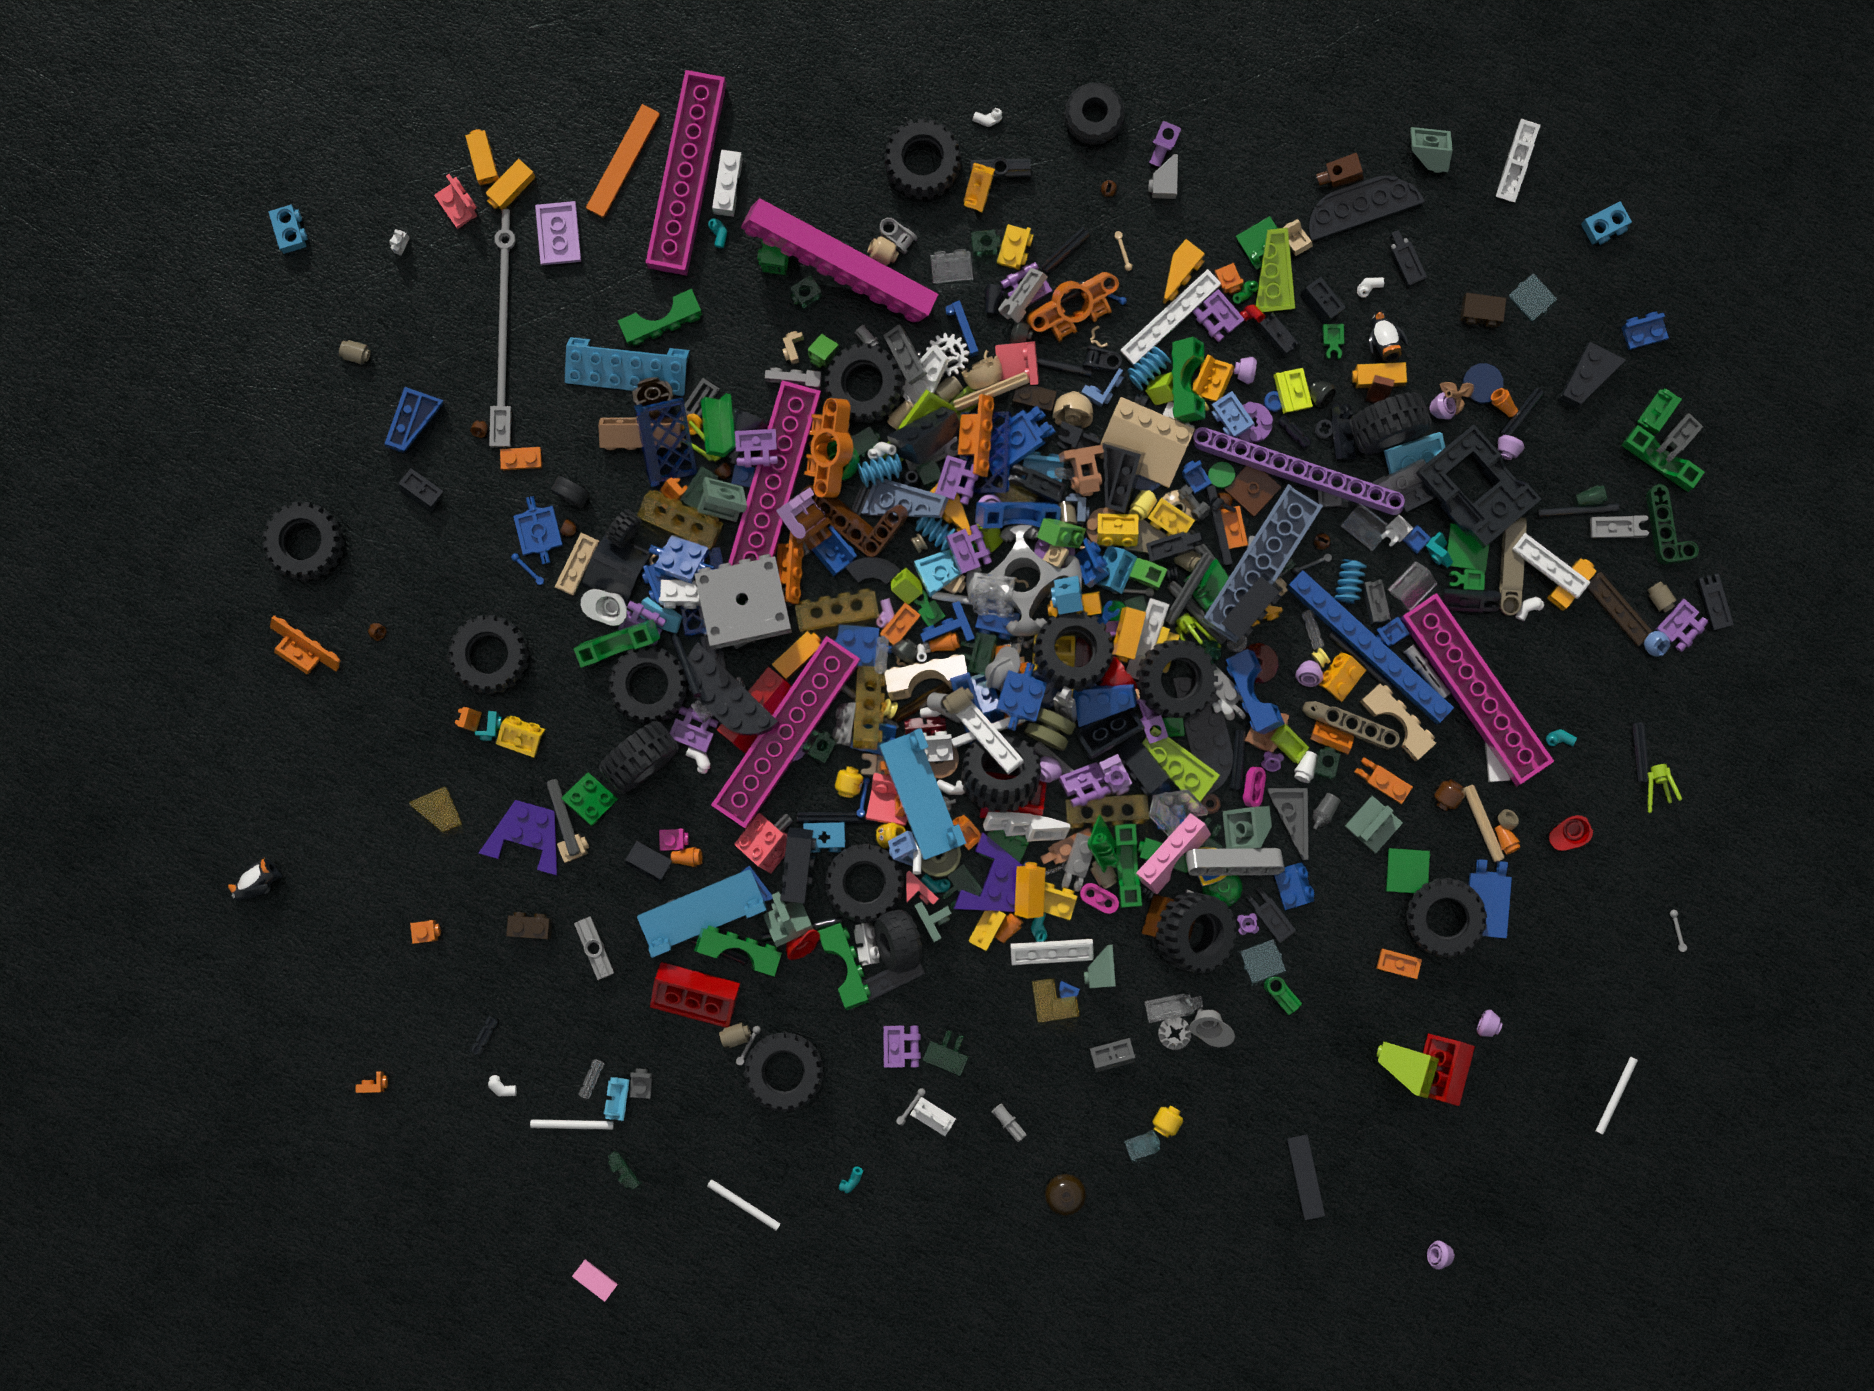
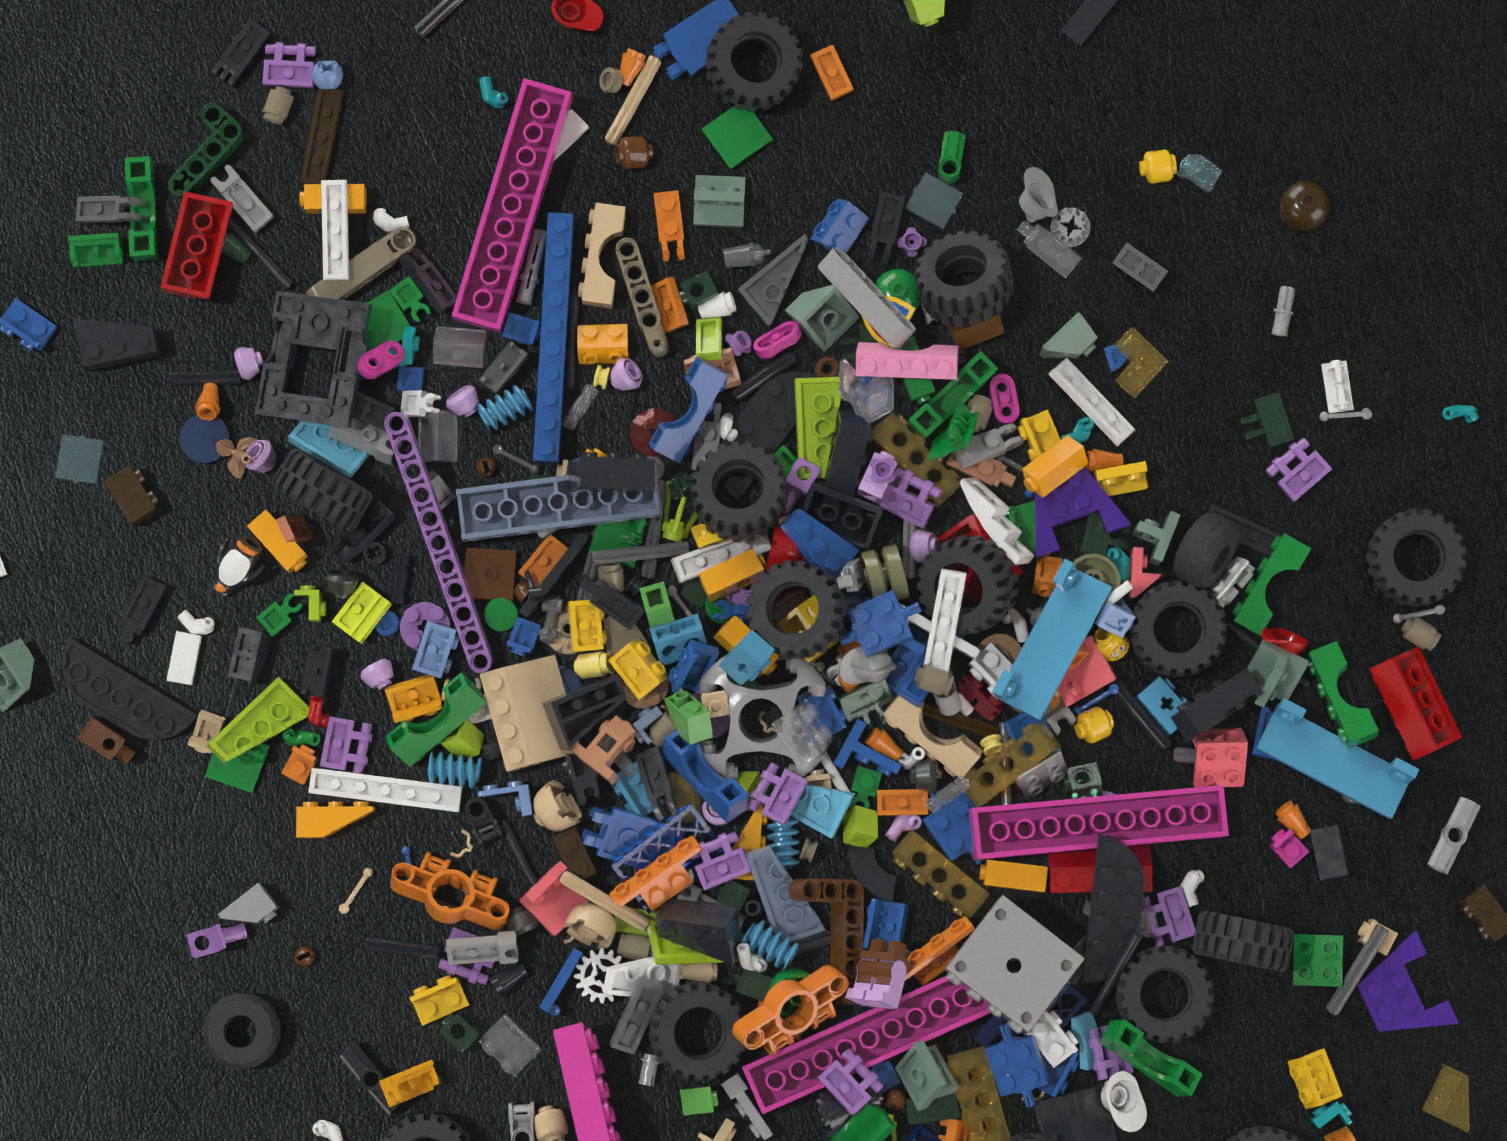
camera: 130 degrees left, 0 degrees up
(1320, 366) = (317, 607): none -> lime bracket
(1353, 261) = (184, 658): none -> white tile
(1375, 559) = (463, 401): none -> lavender cone
(1443, 527) = (382, 358): none -> dark pink plate
(1611, 472) = (196, 246): none -> red slope

